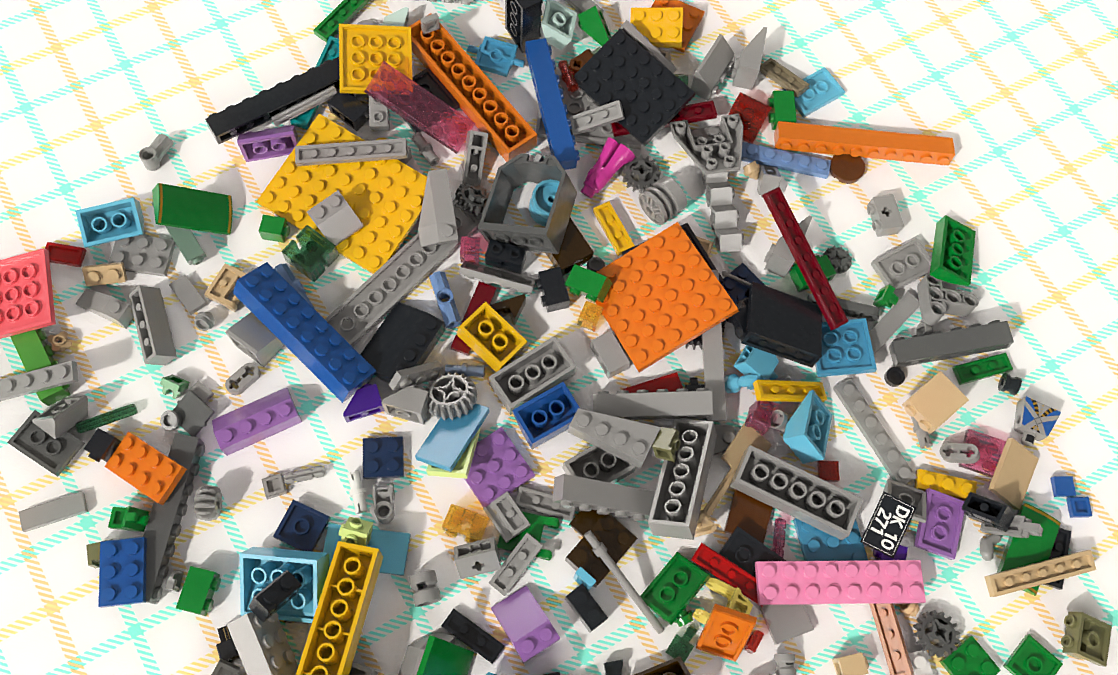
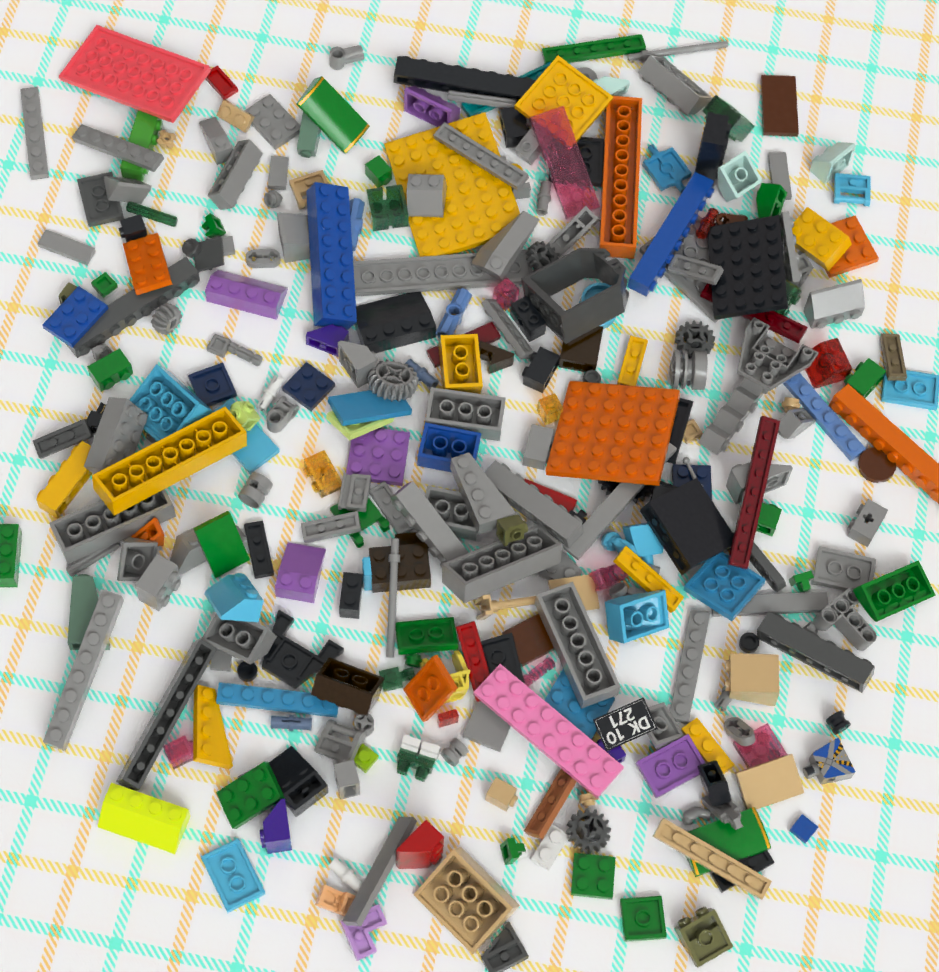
camera: 45 degrees right, 5 degrees down
(110, 222) = (270, 82): medium azure slope -> none
(135, 519) = (111, 290): green tile -> none
(274, 596) = (154, 403): black brick -> none
(415, 375) = (380, 345): light grey plate -> none
(430, 23) = (630, 104): light grey tile -> none
(477, 558) = (308, 499): light grey brick -> none
(588, 283) = (568, 382): green brick -> none
(609, 162) = (678, 310): dark pink piece -> none
(748, 65) = (873, 320): light grey slope -> none
(828, 470) = (624, 661): clear red tile -> none
(844, 264) = (795, 532): dark grey gear -> none
(982, 368) = (829, 696): green tile -> none
(1079, 507) = (801, 853): blue tile -> none

